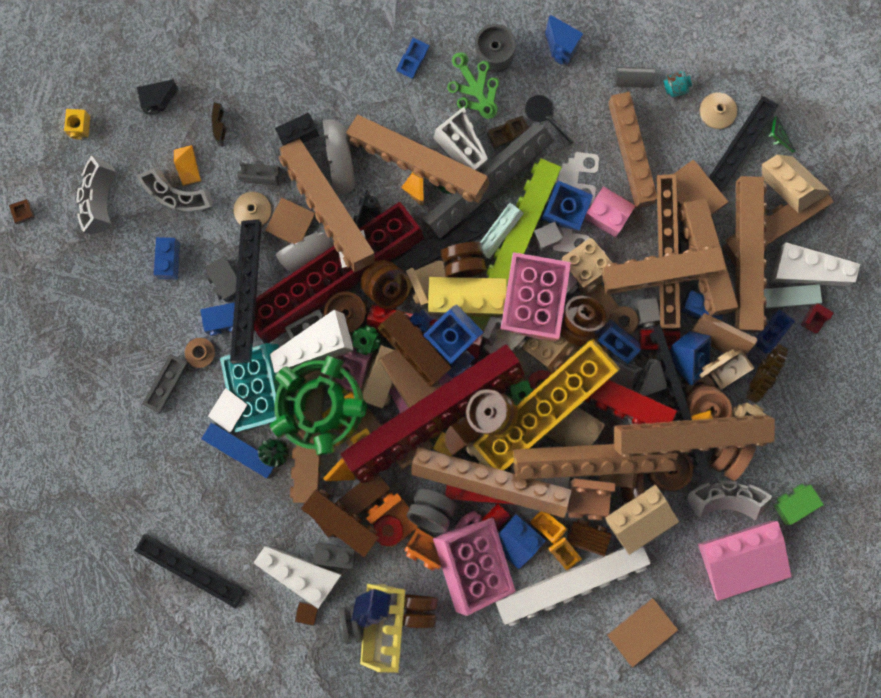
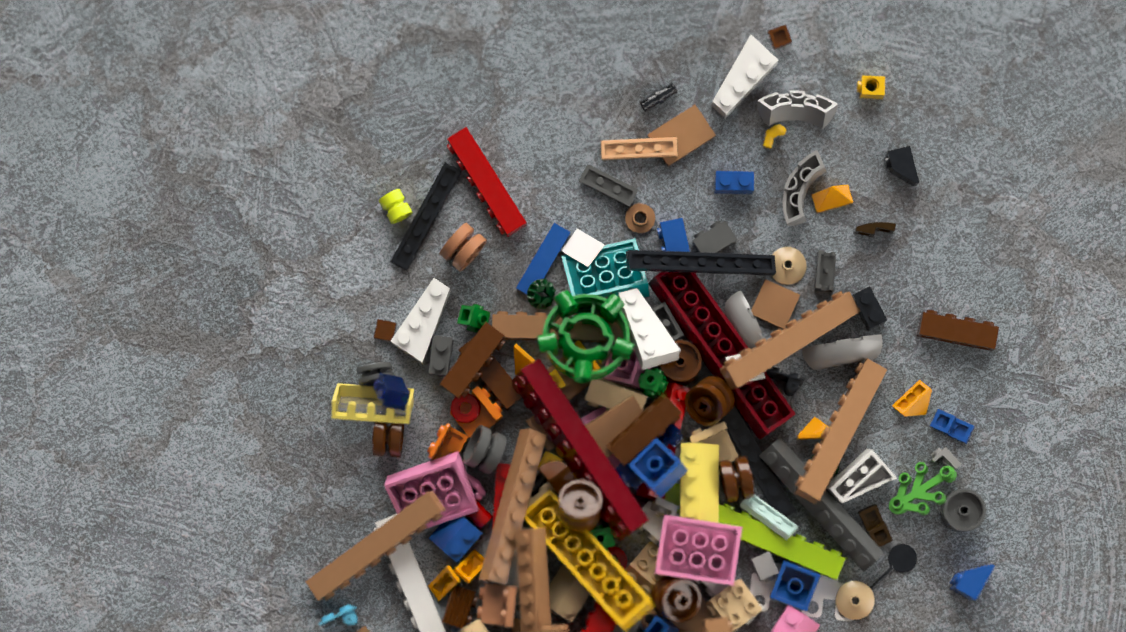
camera: 90 degrees right, 0 degrees up
(54, 242) = (746, 73): none -> white wedge
(76, 332) = (658, 97): none -> black pin
(117, 310) = (690, 131): none -> medium nougat tile
(119, 222) = (771, 133): none -> yellow arm
(128, 352) = (639, 148): none -> light nougat tile
(155, 507) = (486, 181): none -> red brick
(176, 603) = (394, 204): none -> neon yellow wheel
(222, 532) = (463, 247): none -> nougat wheel
(295, 522) = (476, 315): none -> green brick
(321, 49) = (958, 331): none -> reddish brown brick
(387, 92) = (914, 401): none -> light orange slope
(443, 61) = (948, 458): none -> light grey bracket
(529, 624) = (376, 545): none -> medium nougat brick
(573, 159) = (844, 600): none -> tan dish
(597, 654) = (347, 613): none -> medium azure hinge

